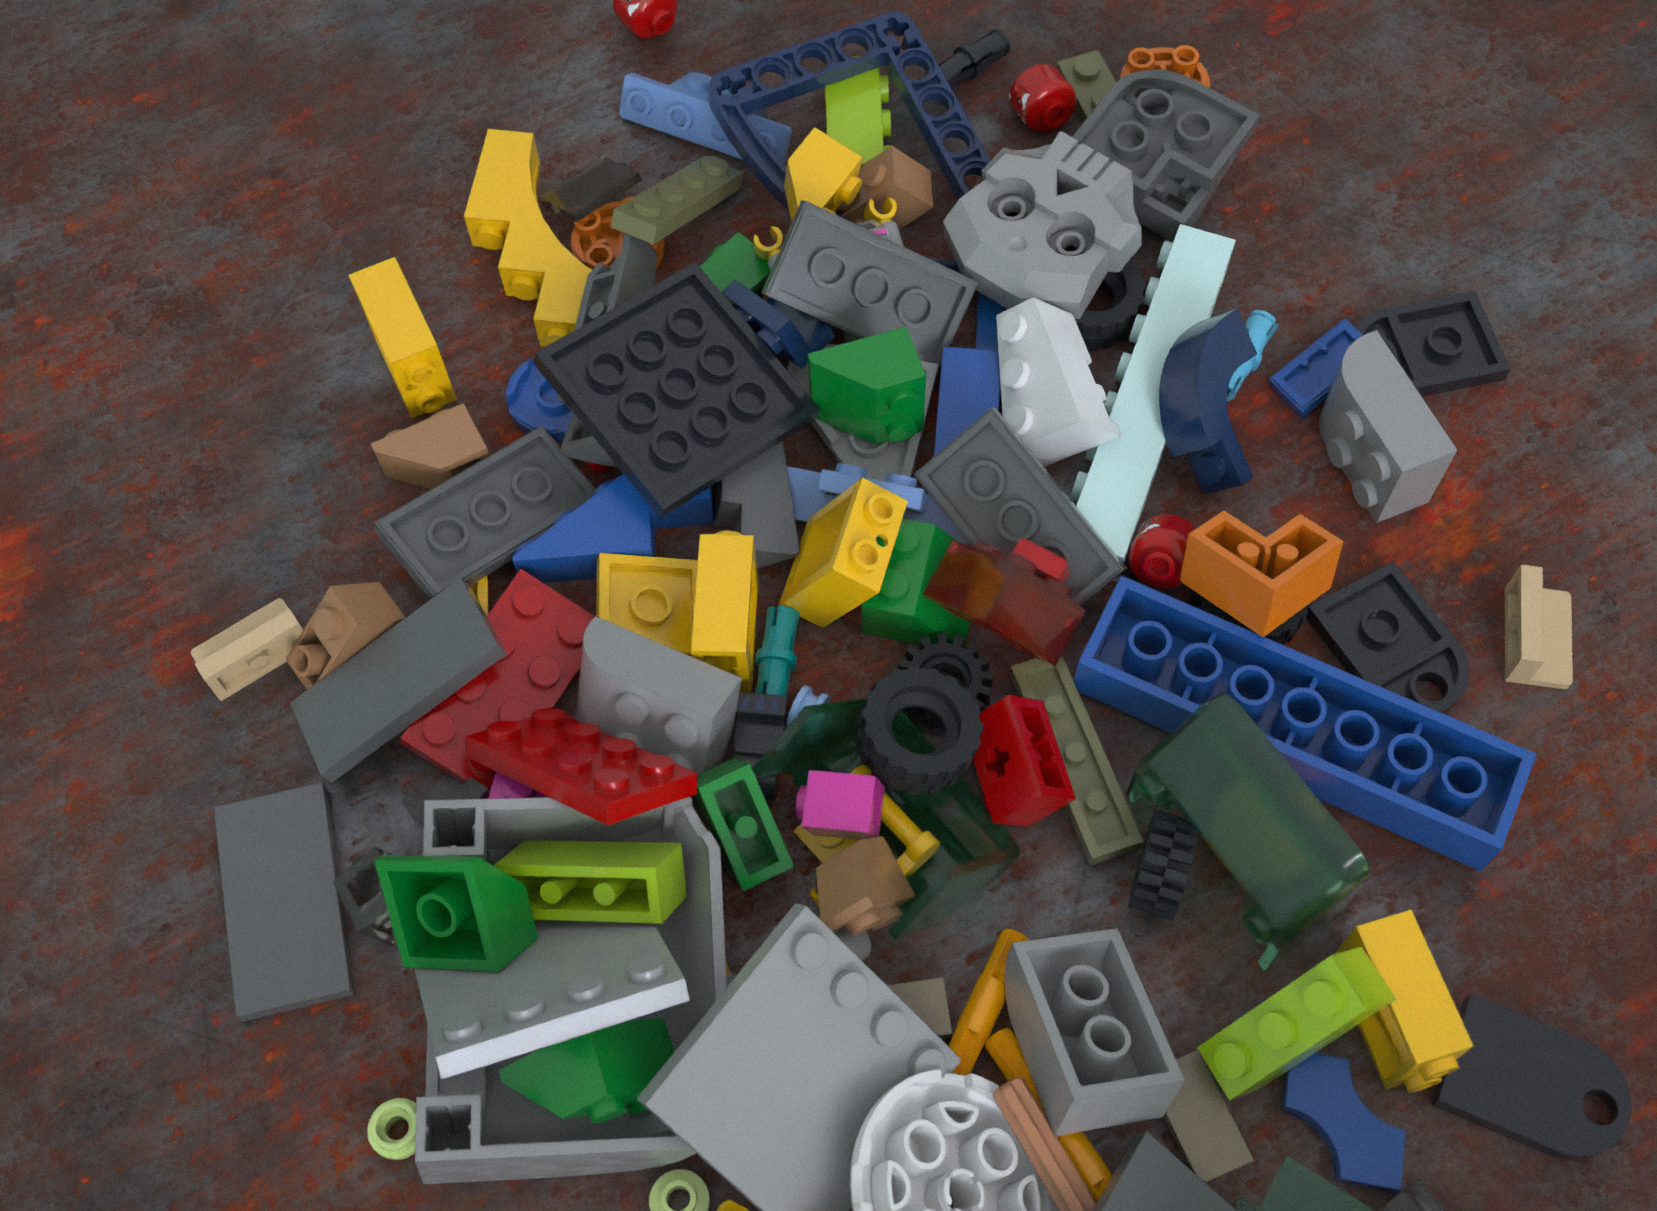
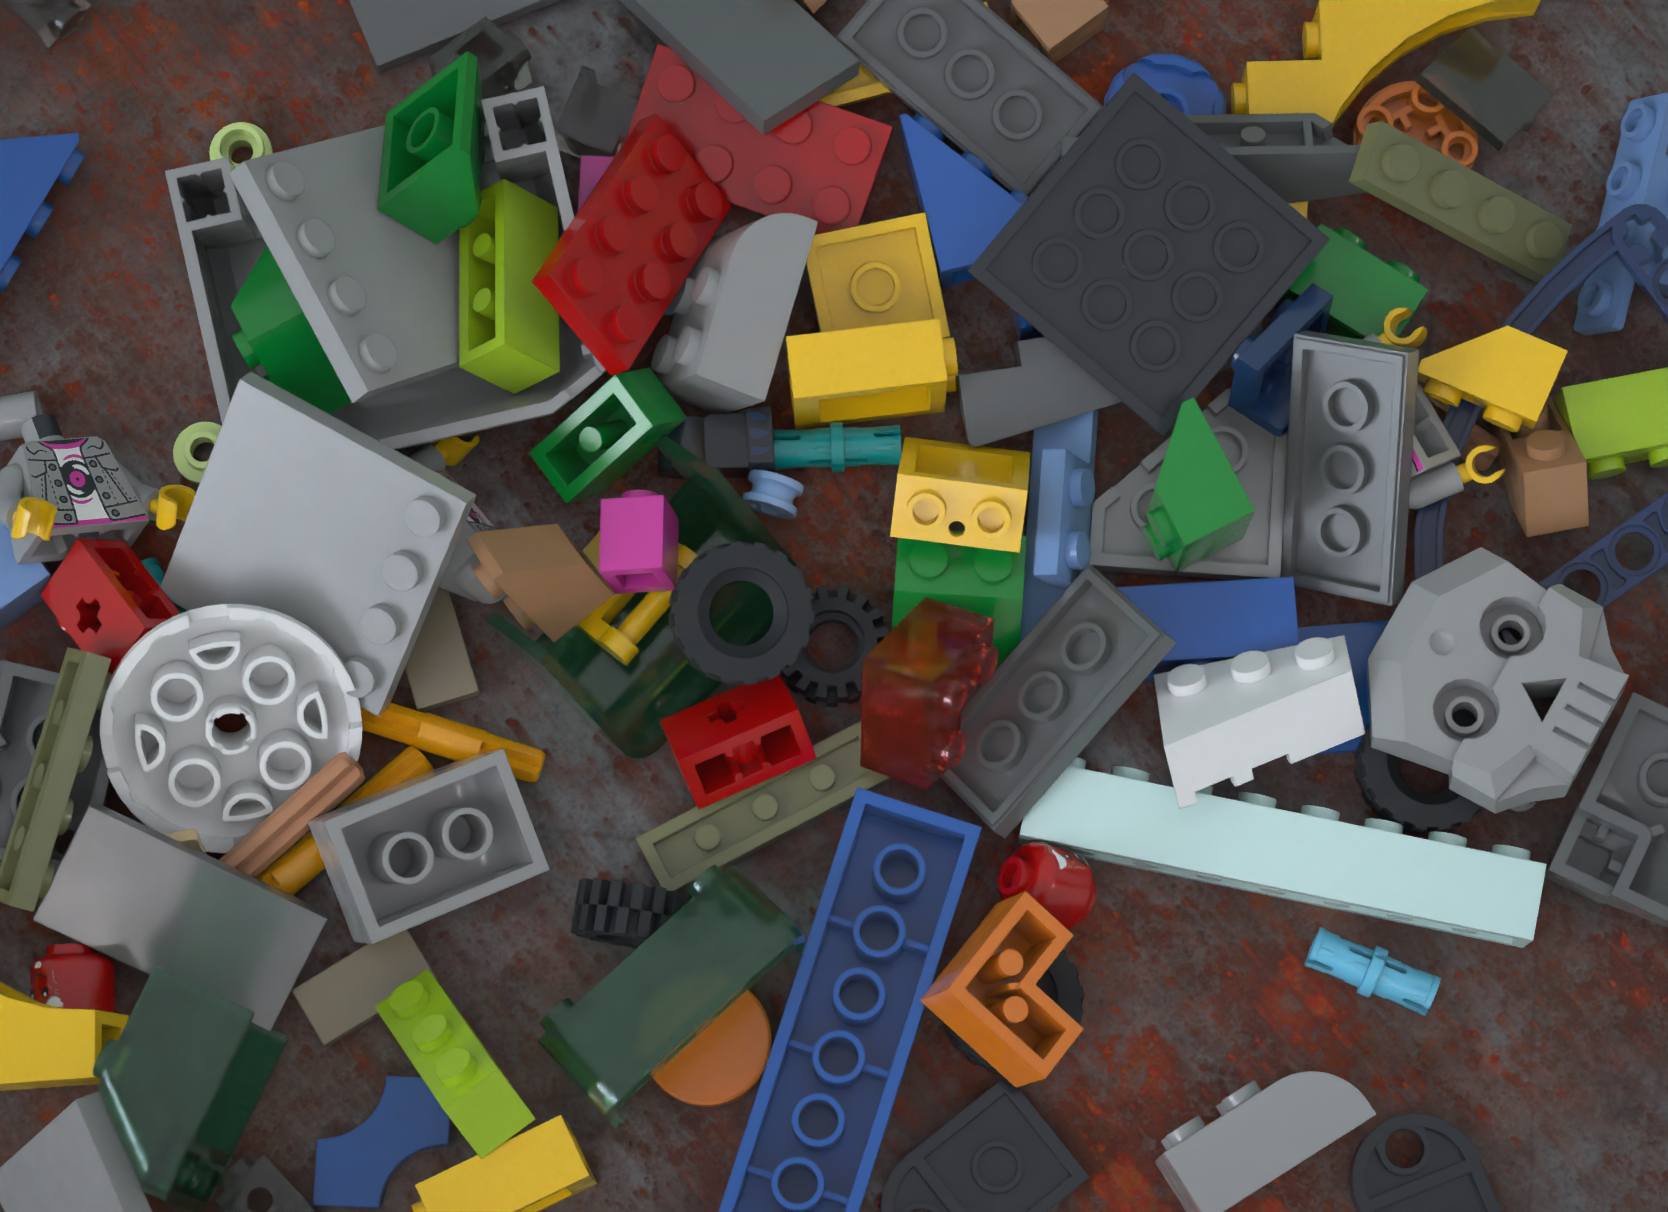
camera: 80 degrees right, 15 degrees up
(1046, 561) = (979, 728): red tile -> none
(1195, 400) = (1269, 895): dark blue arch -> none
(1309, 376) = (1355, 1056): blue plate -> none

